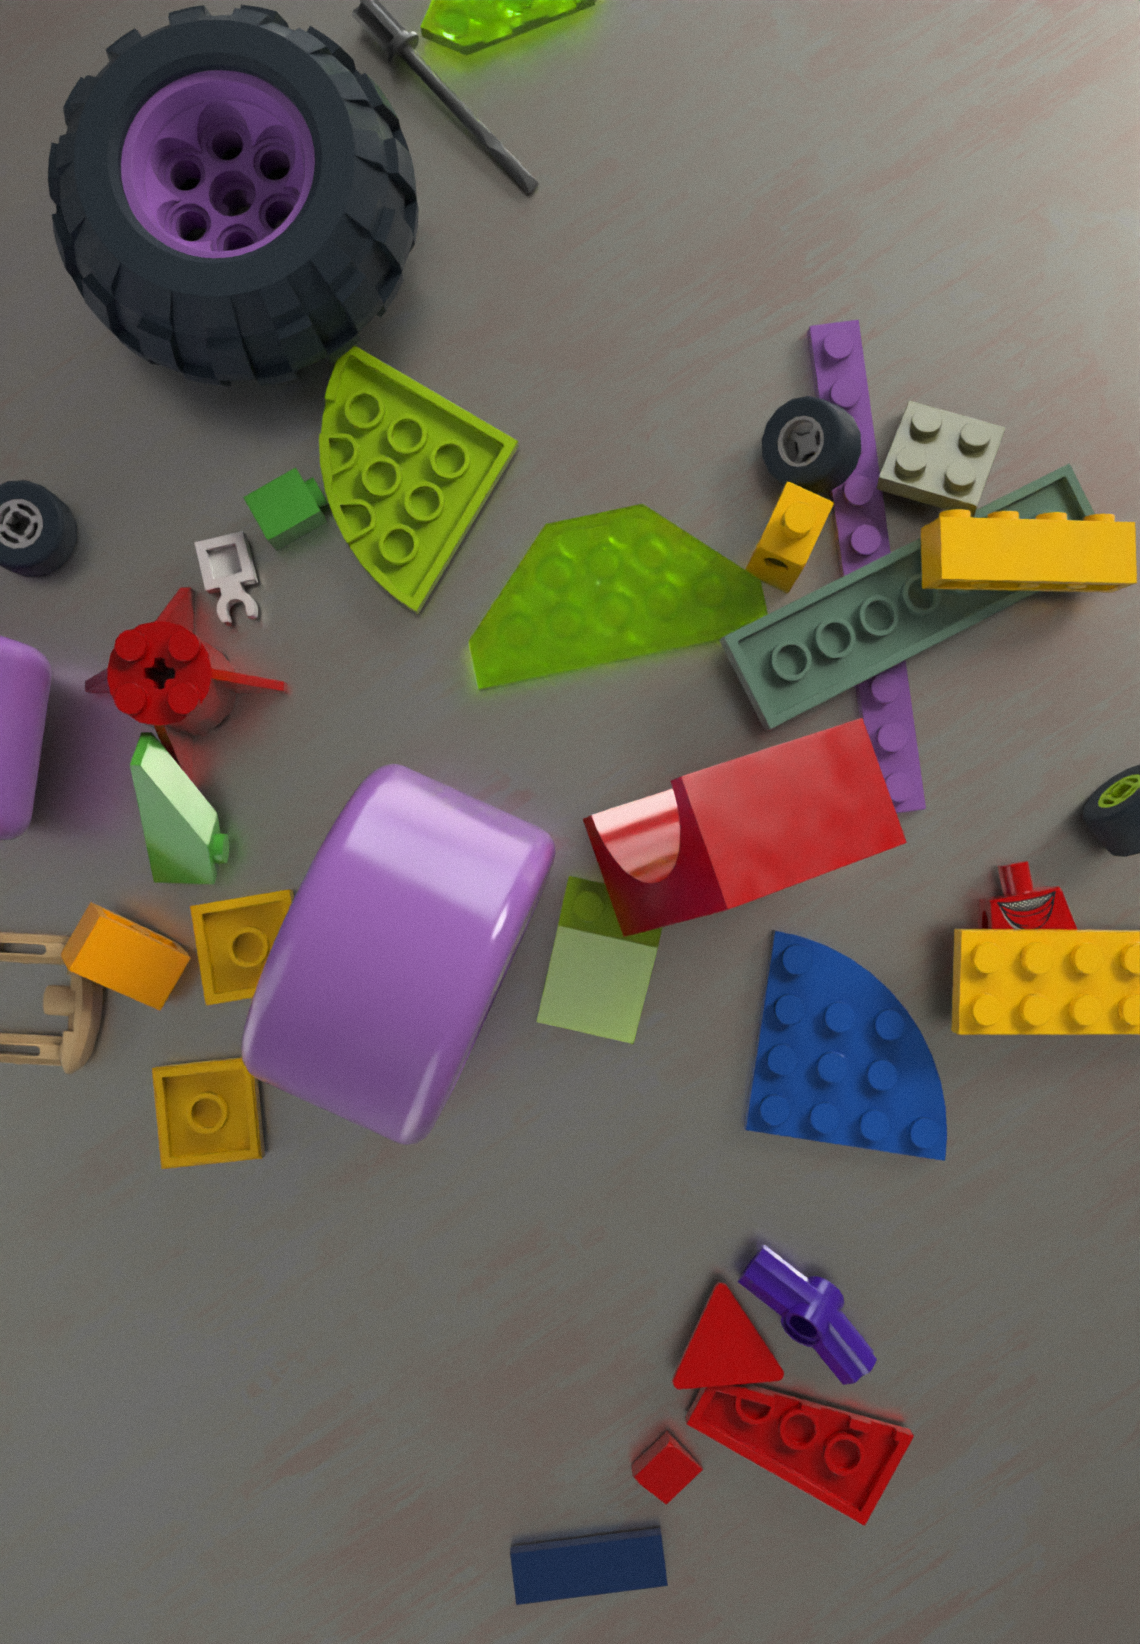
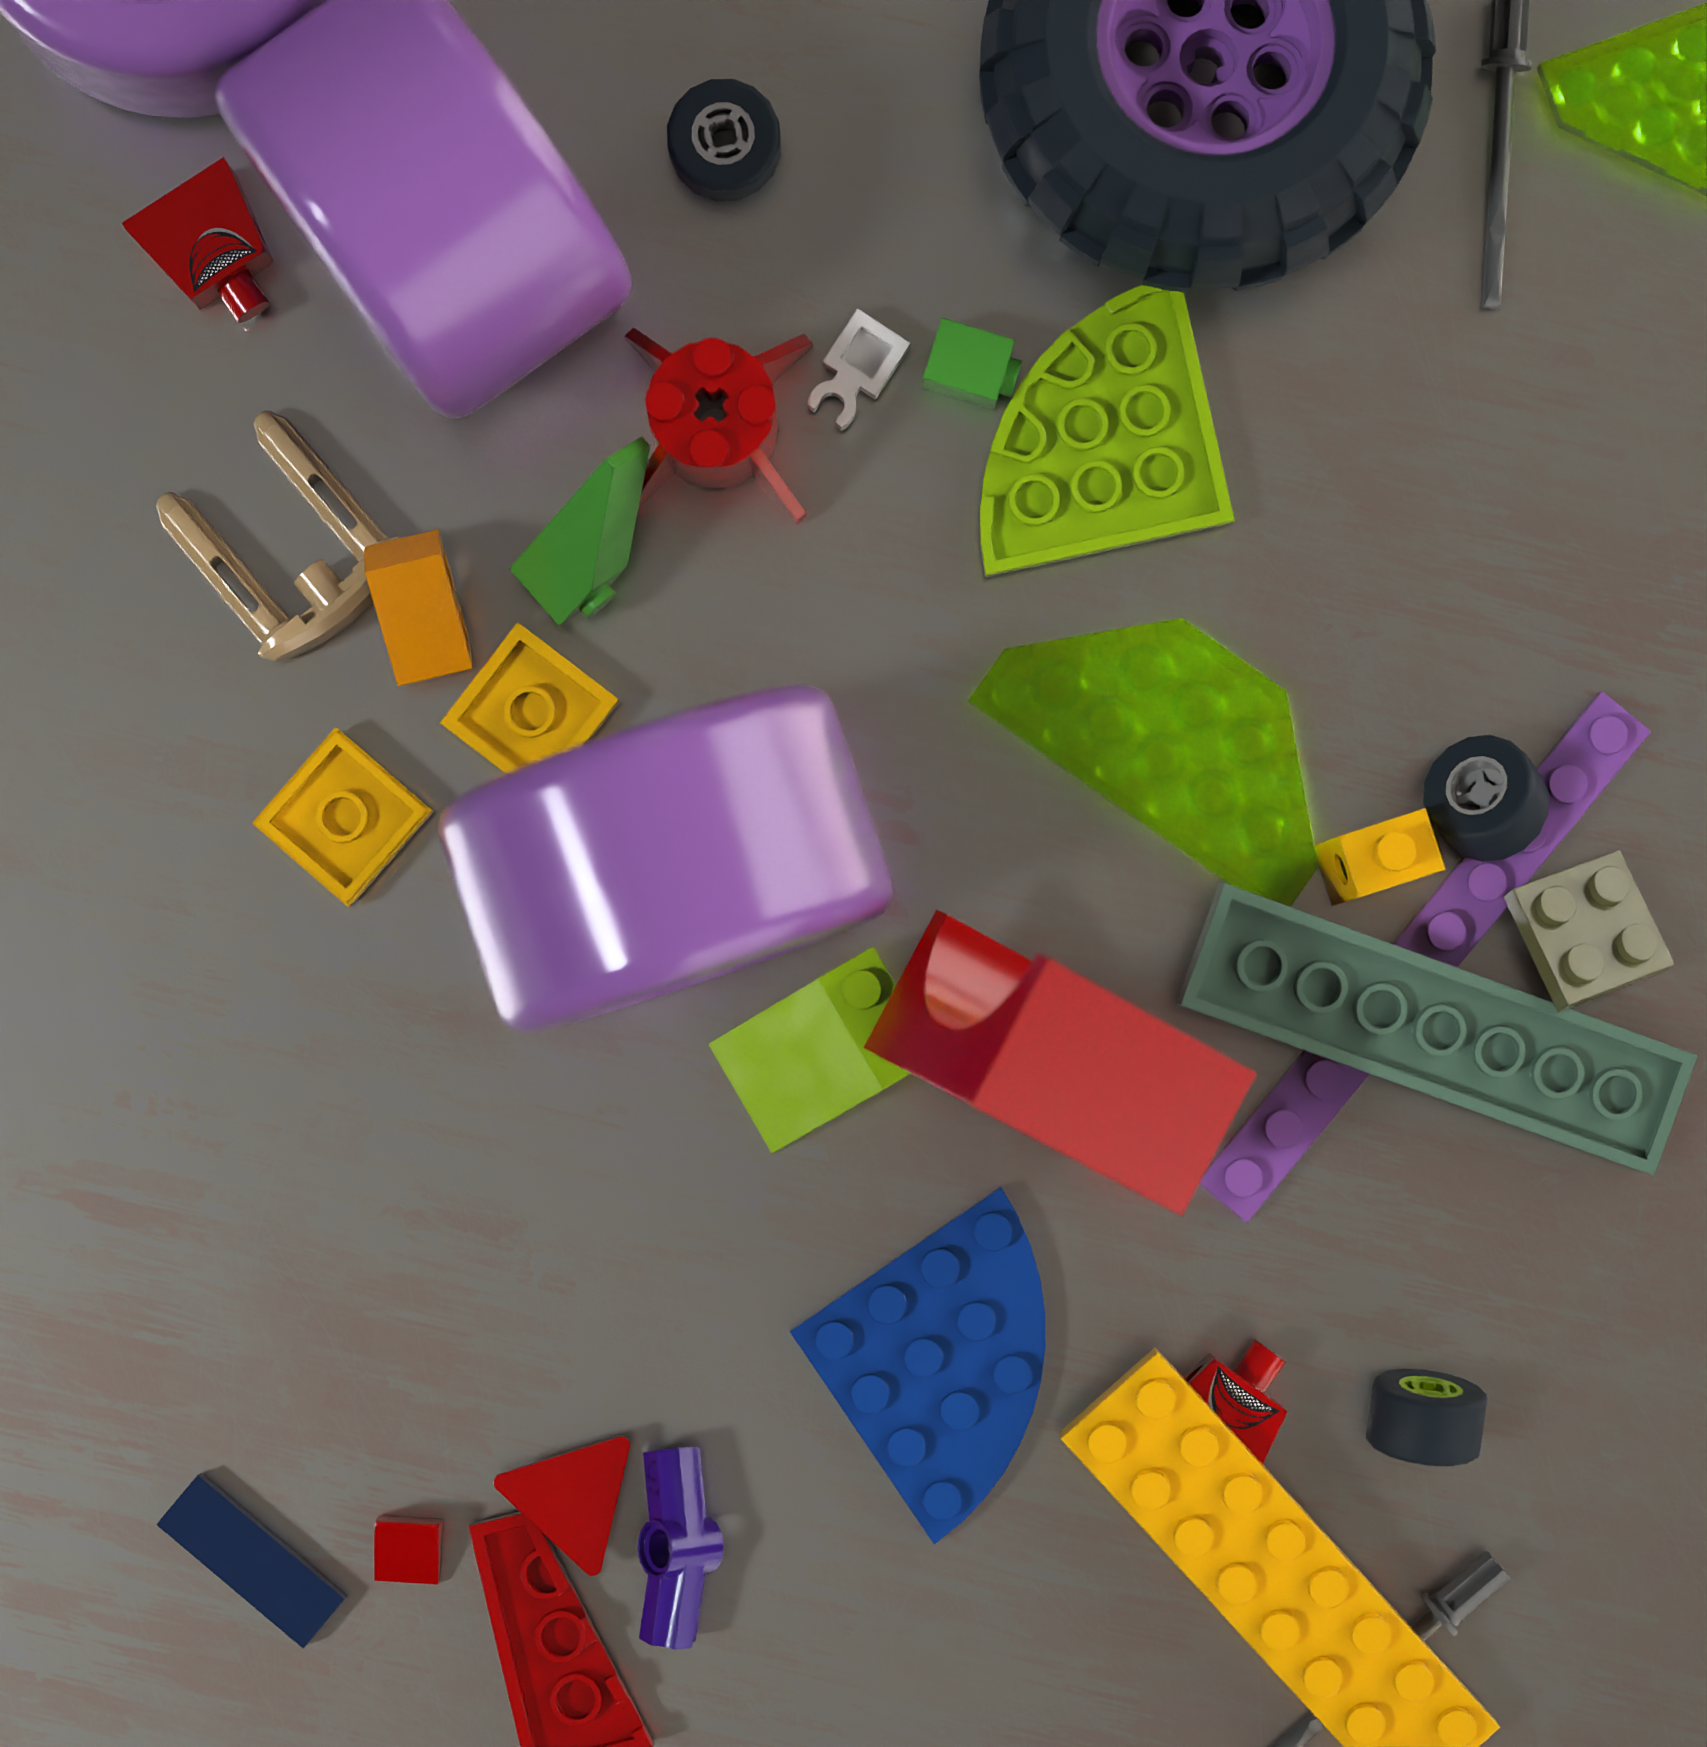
camera: 45 degrees right, 0 degrees up
(1028, 553) = (1568, 1094): yellow brick -> none

